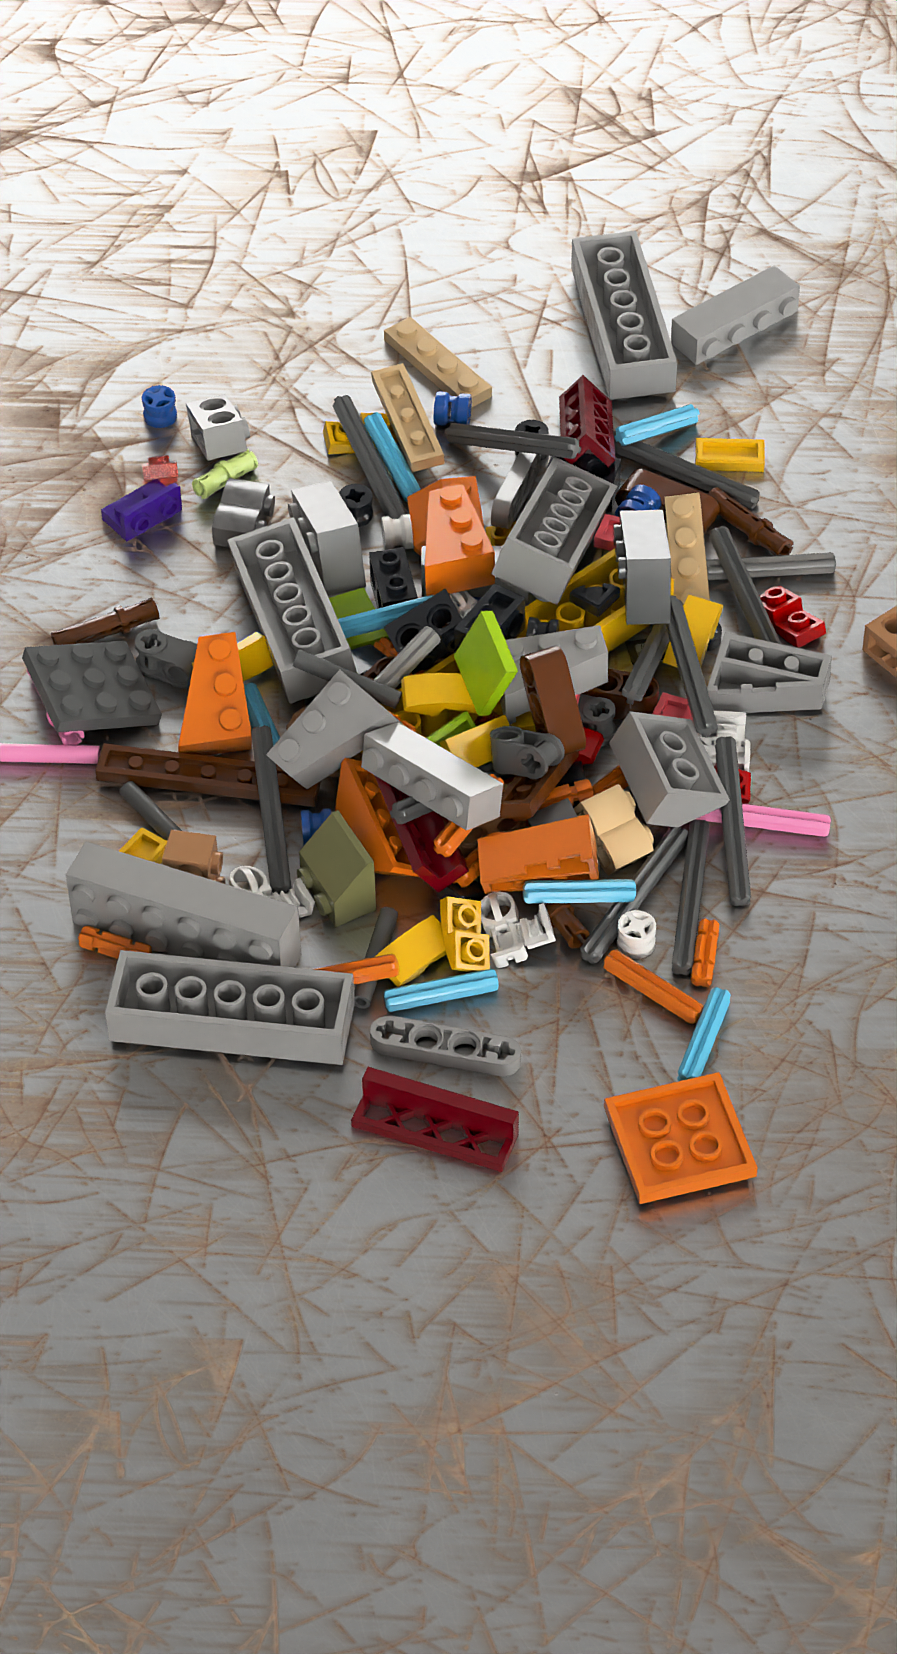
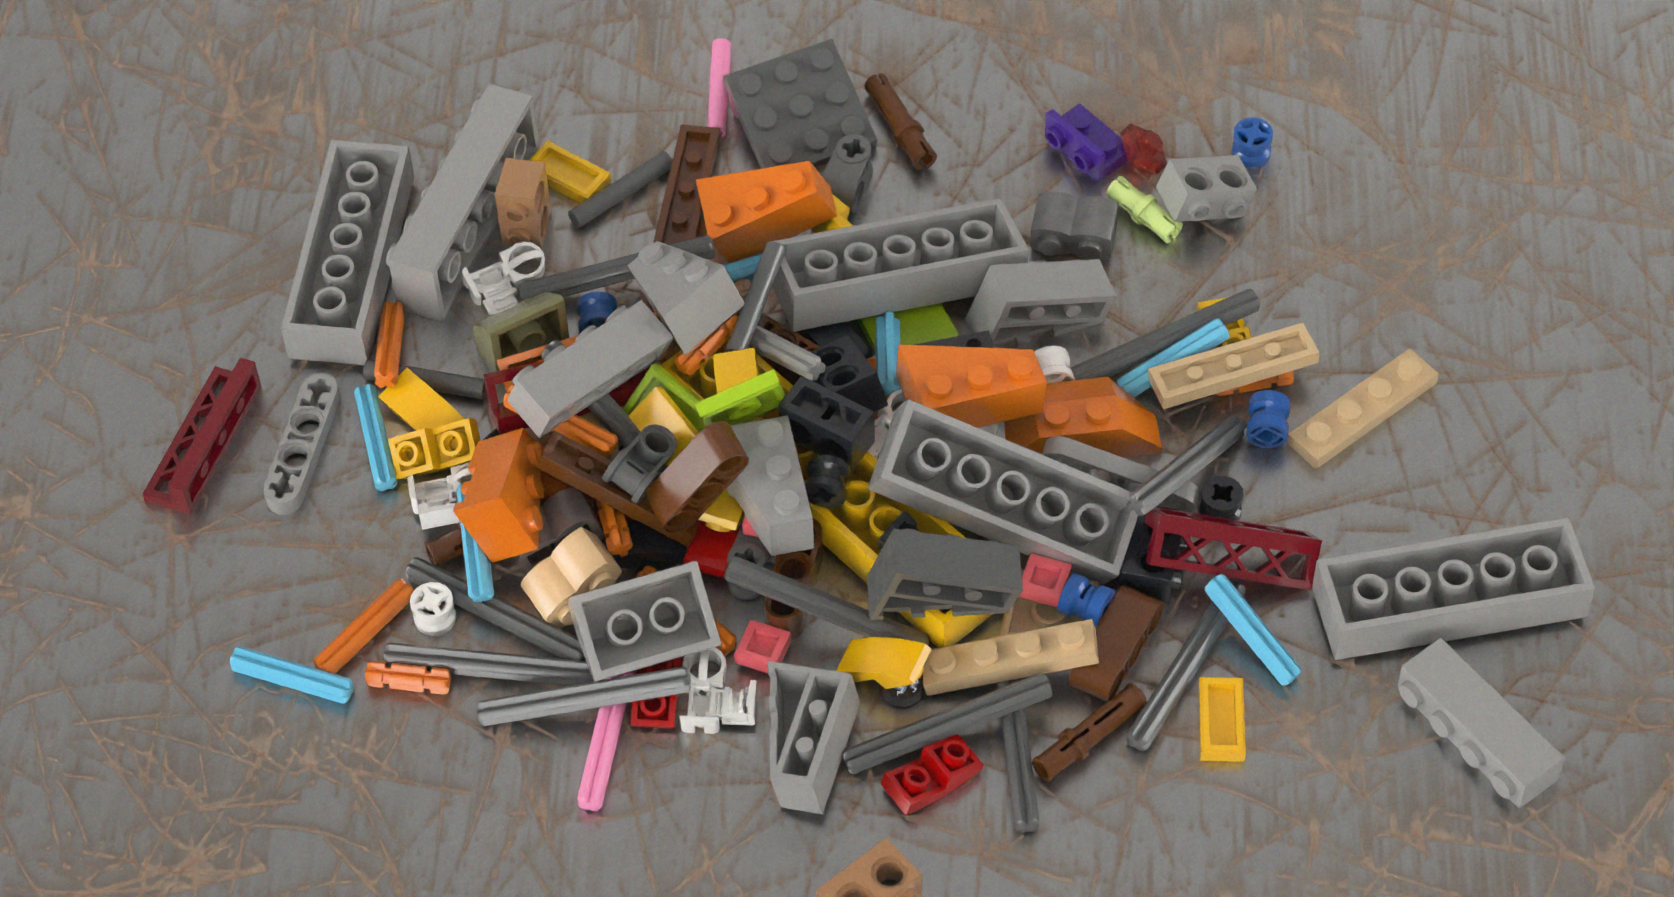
camera: 90 degrees right, 5 degrees up
(359, 502) = (1090, 338): black wheel -> none
(680, 1138) = (154, 648): orange plate -> none
(690, 670) = (805, 642): dark grey axle -> none

